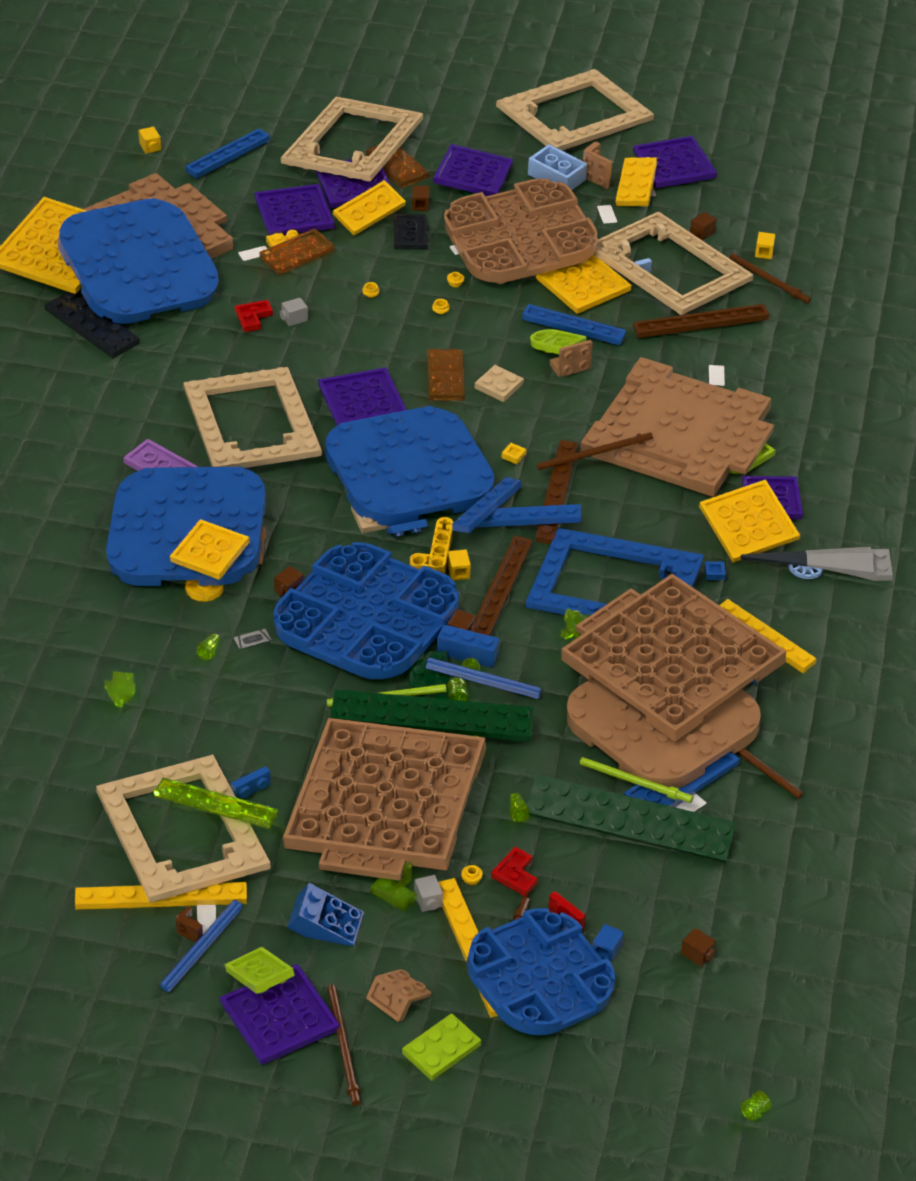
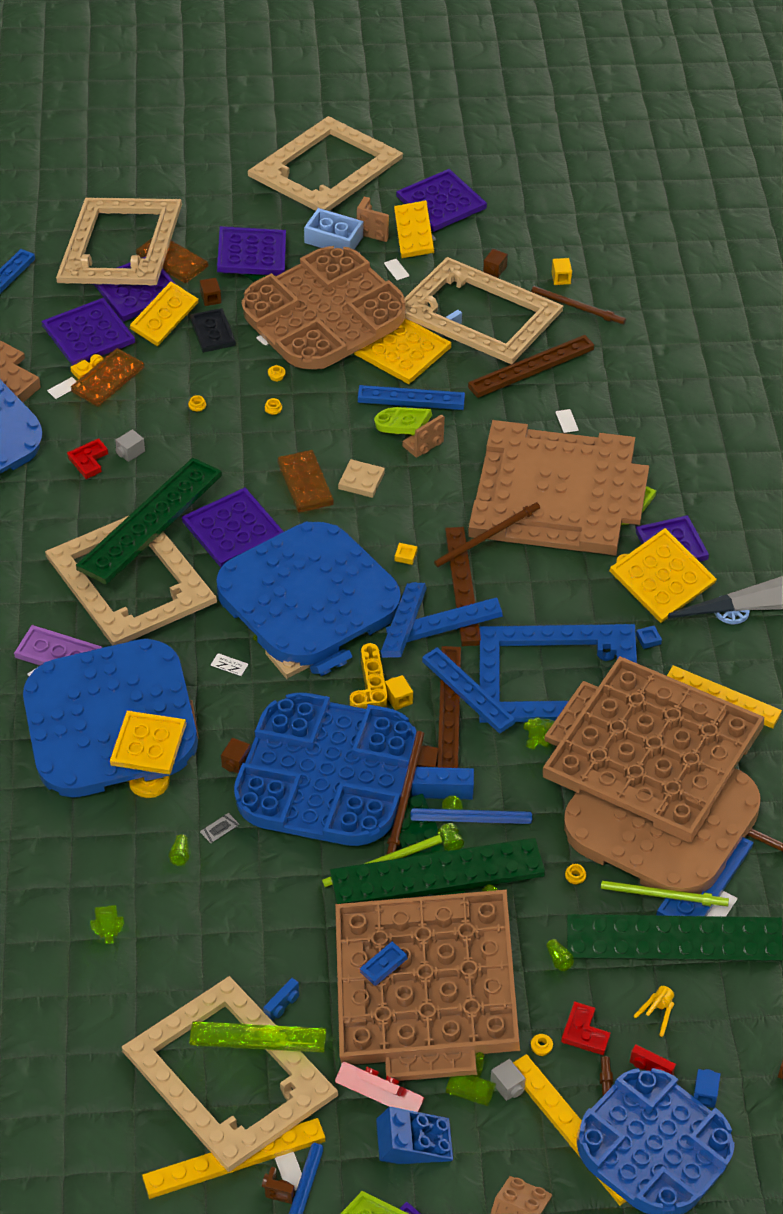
camera: 15 degrees left, 5 degrees up
(285, 375) = (148, 521): none -> dark green plate
(307, 870) = (379, 1089): none -> bracket
(314, 510) = (229, 664): none -> white sticker
(349, 771) = (383, 963): none -> blue plate
(404, 681) = (394, 841): none -> reddish brown bar
(522, 575) = (468, 690): none -> blue plate
(561, 747) = (575, 869): none -> yellow plate
(597, 865) = (661, 1000): none -> yellow plant

